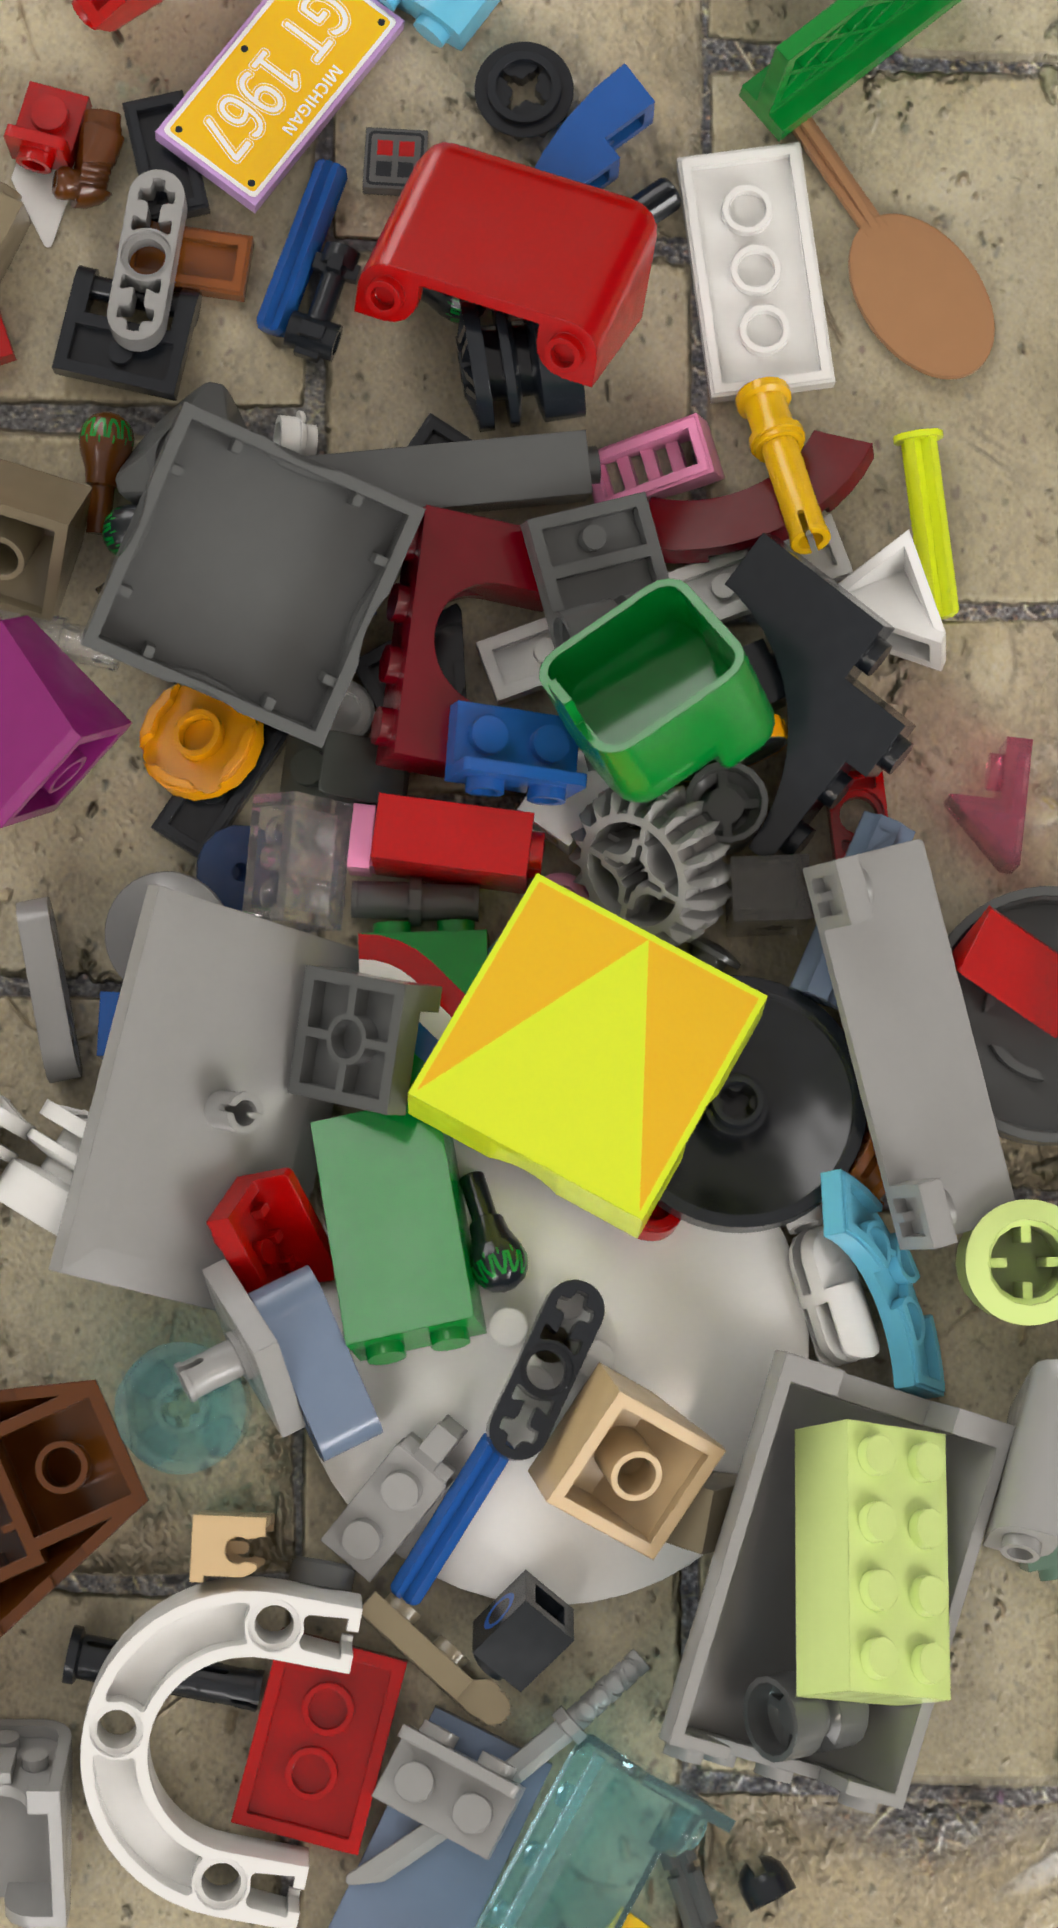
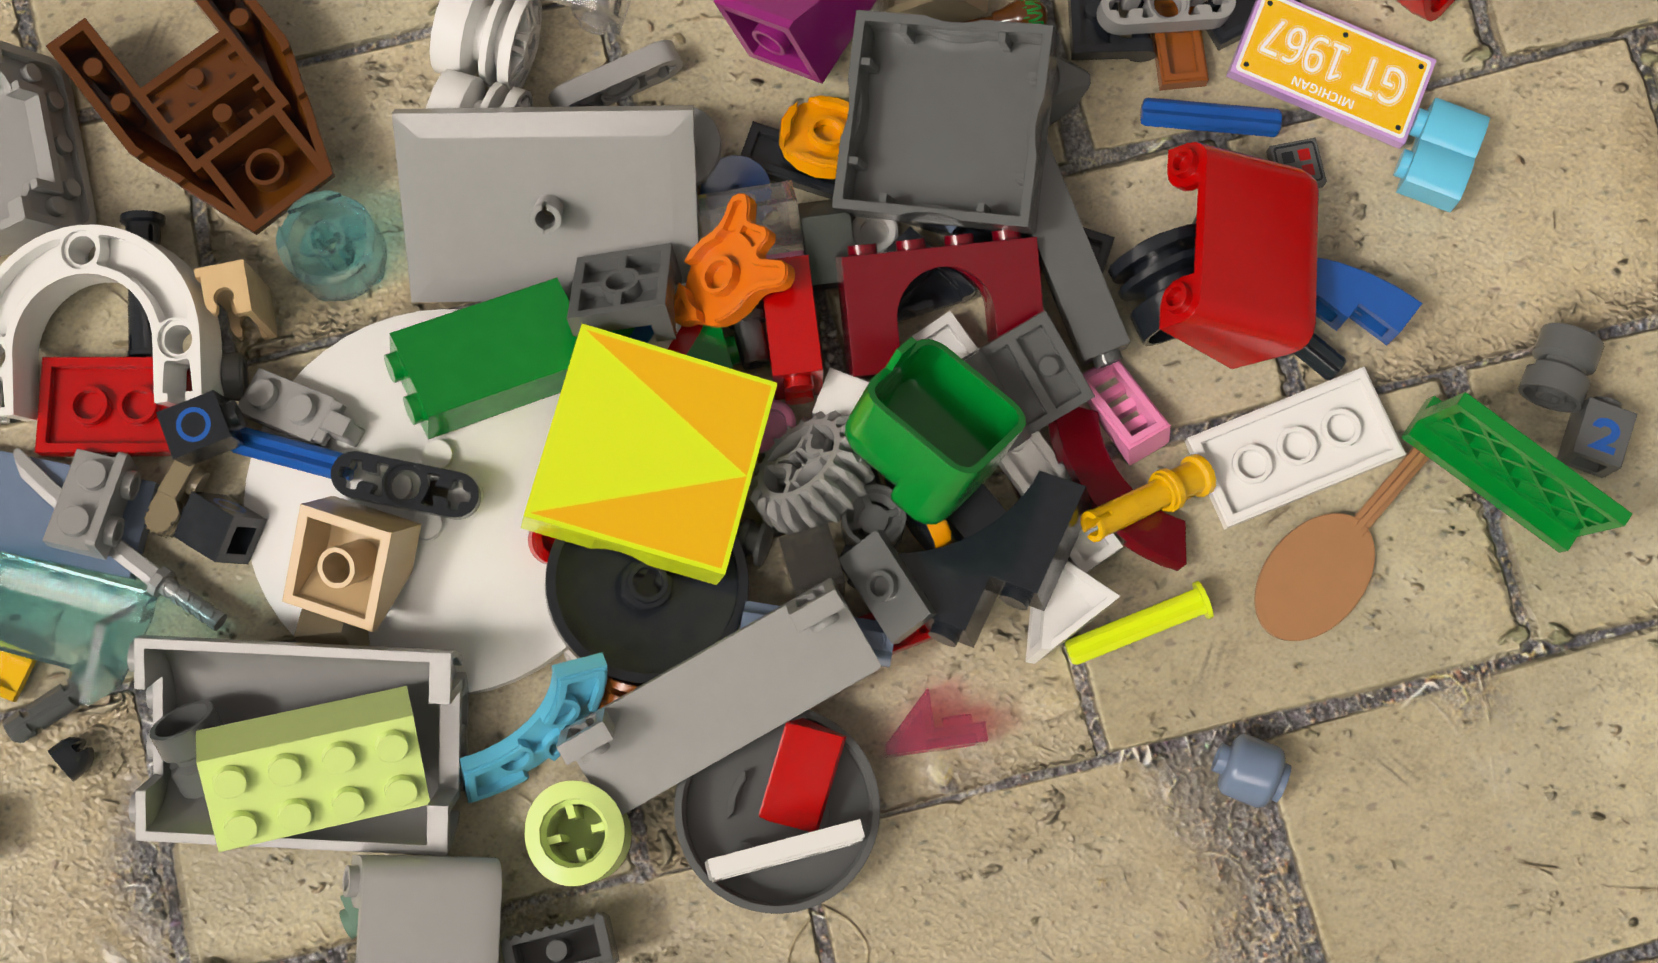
camera: 75 degrees right, 5 degrees down
(246, 1352) = (373, 270): light grey tile -> none
(270, 1229) = (460, 267): red bracket -> none
(296, 434) = (1067, 146): white plate -> none
(313, 333) = (1148, 140): black bar -> none
(318, 1363) = (362, 330): sand blue beam -> none
(371, 897) = (730, 270): none -> orange tile
(398, 1617) = (202, 427): none -> black brick
(495, 1252) = (488, 430): black piece -> none
(512, 751) = (865, 339): blue bracket -> none
(519, 64) = (1399, 237): black gear -> none
(823, 806) = (887, 586): none -> dark grey plate
(832, 1300) = (513, 699): white arm -> none

